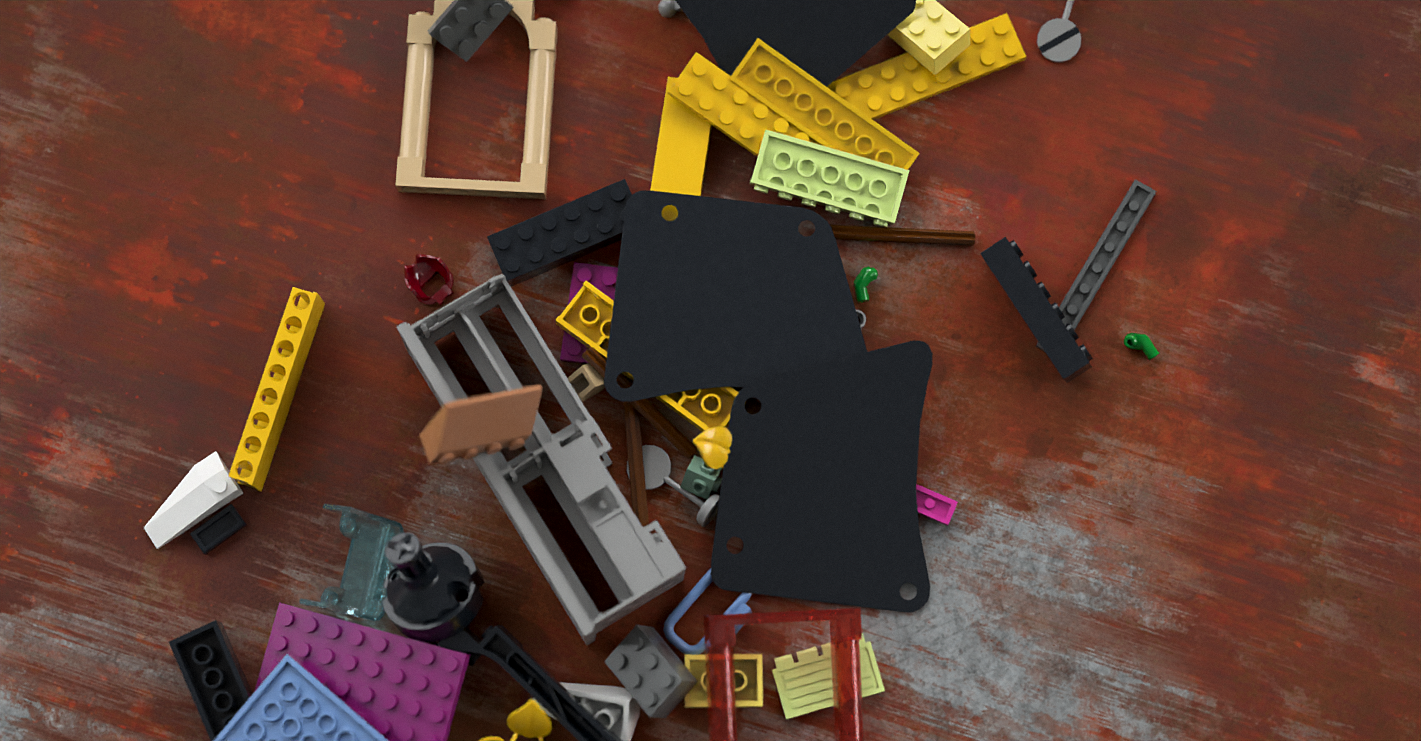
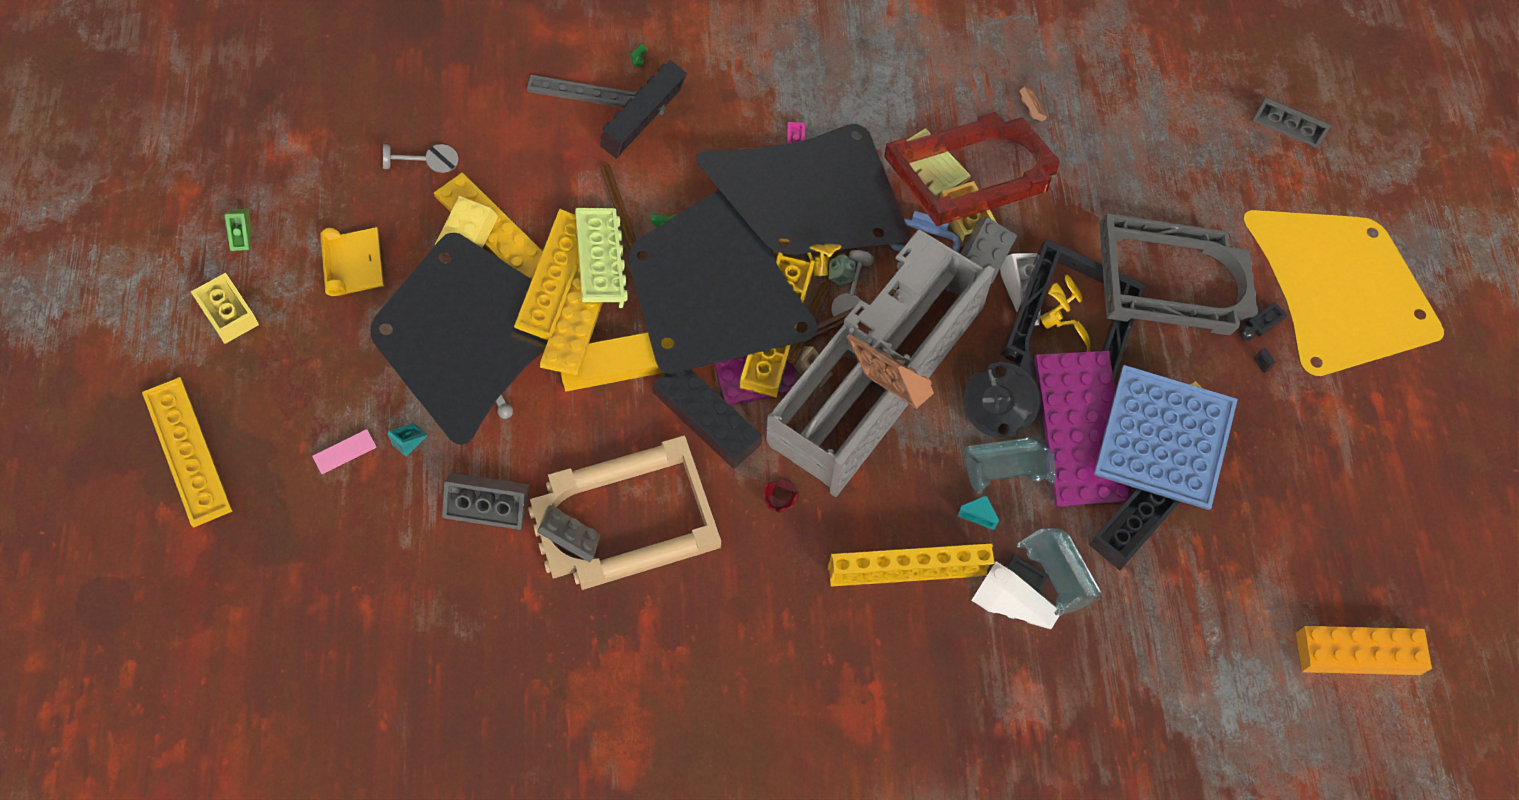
camera: 120 degrees left, 15 degrees down
(195, 578) = (1064, 567): none -> clear light blue windscreen
(310, 506) = (979, 512): none -> teal slope

